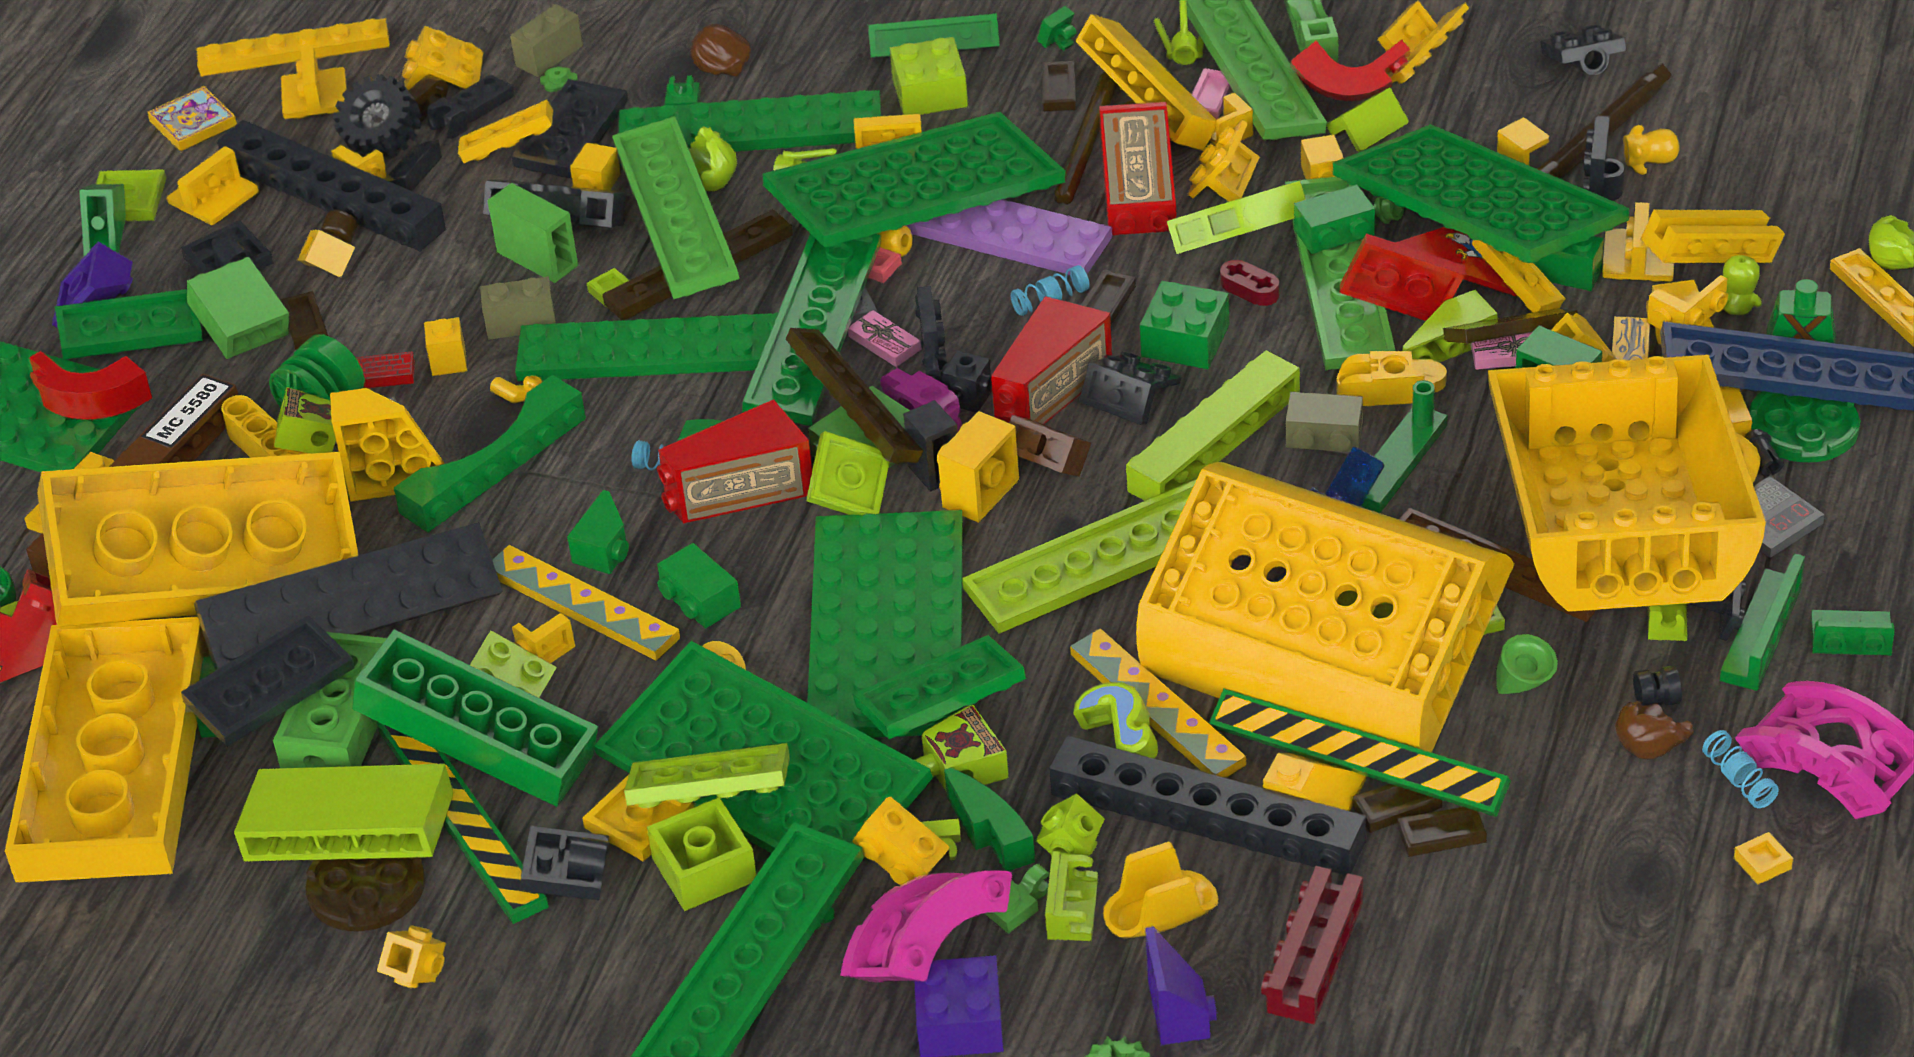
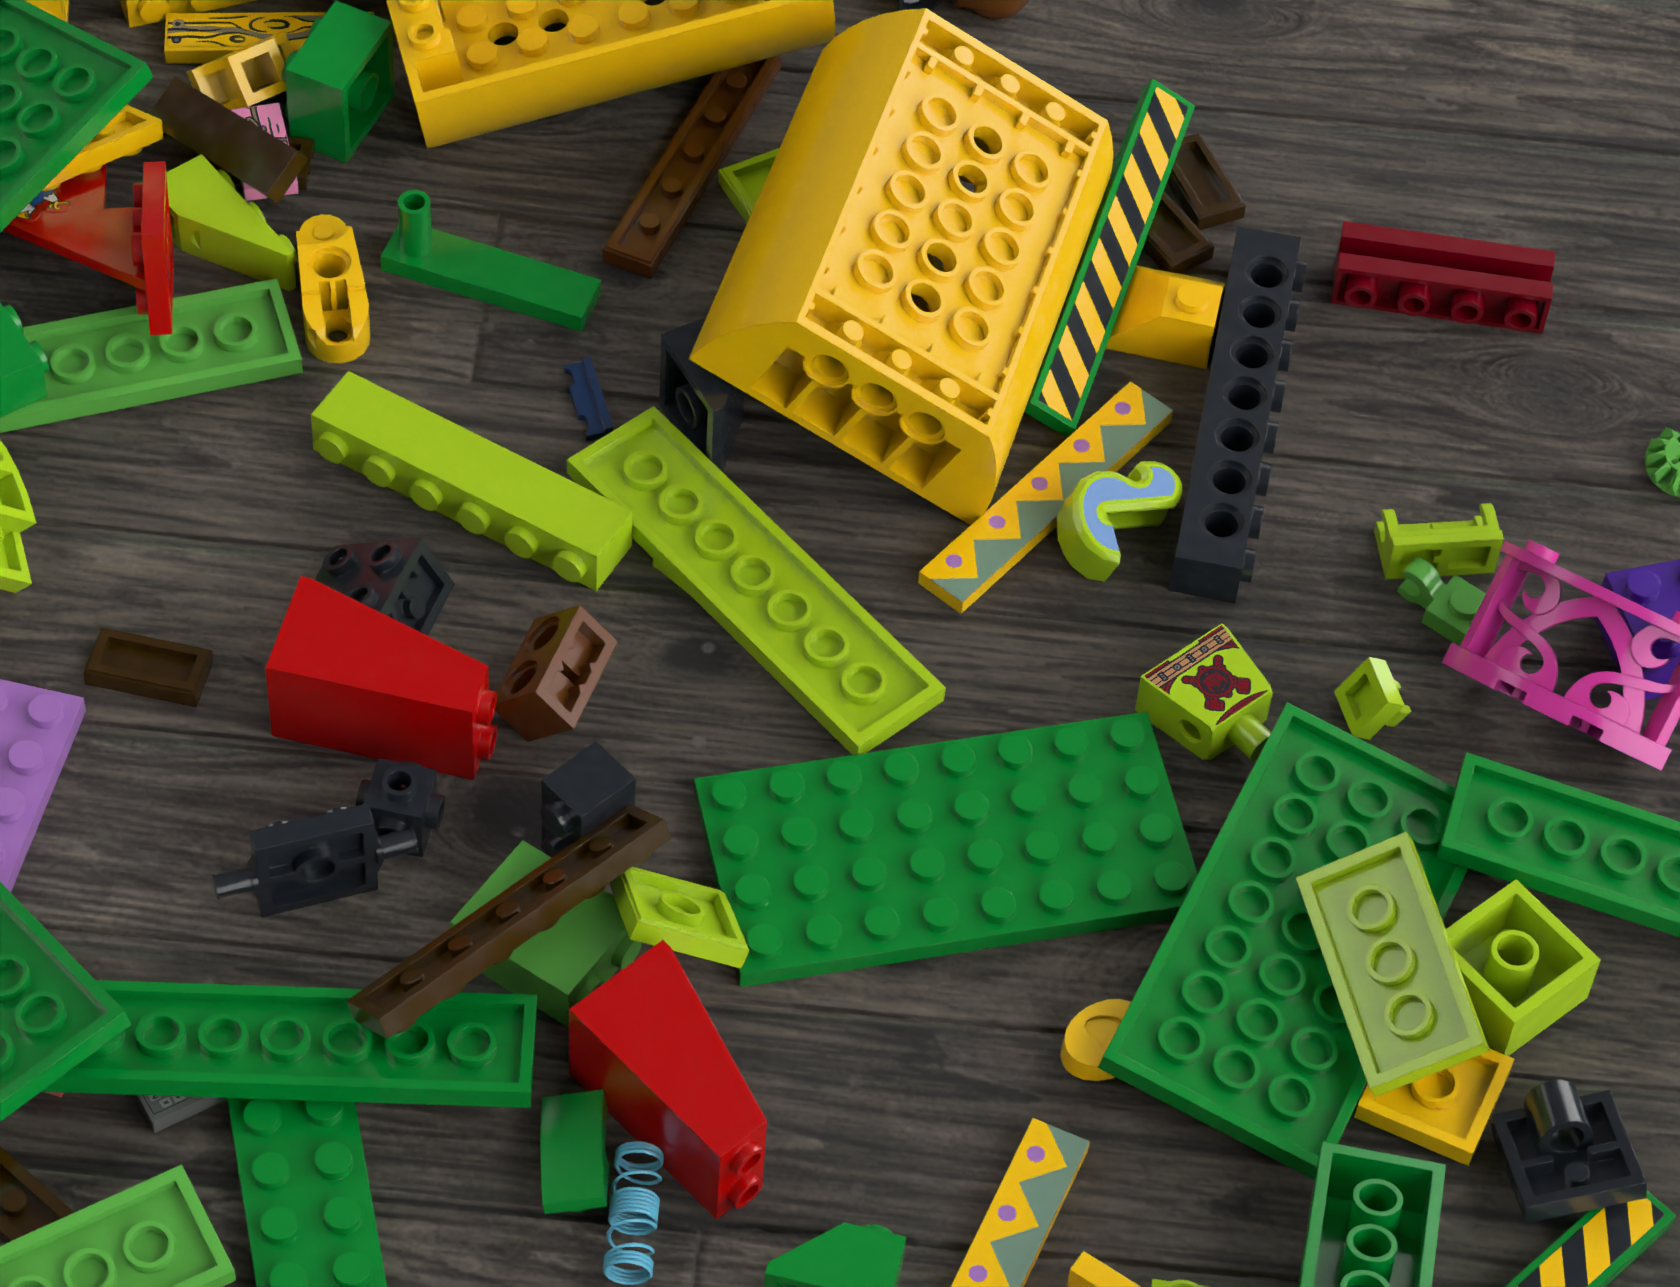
camera: 110 degrees left, 10 degrees up
(698, 585) = (936, 1105): green brick -> none
(884, 338) = (282, 950): bright pink tile -> none
(900, 842) = (1441, 699): yellow bracket -> none
(919, 390) = (459, 859): magenta piece -> none
(939, 686) = (1127, 713): green plate -> none
(978, 466) = (641, 728): yellow brick -> none
(989, 820) = (1333, 643): green slope -> none
(1050, 288) = (143, 735): medium azure piece -> none
(1070, 827) = (1318, 531): lime brick -> none
(1157, 894) = (1435, 419): yellow piece -> none
(1176, 993) = (1588, 401): dark purple slope -> none
(1184, 324) = (232, 538): green brick -> none
(1249, 282) = (93, 476): dark red beam -> none
(1324, 421) = (440, 350): olive brick -> none
(1355, 478) = (597, 309): clear blue bracket -> none

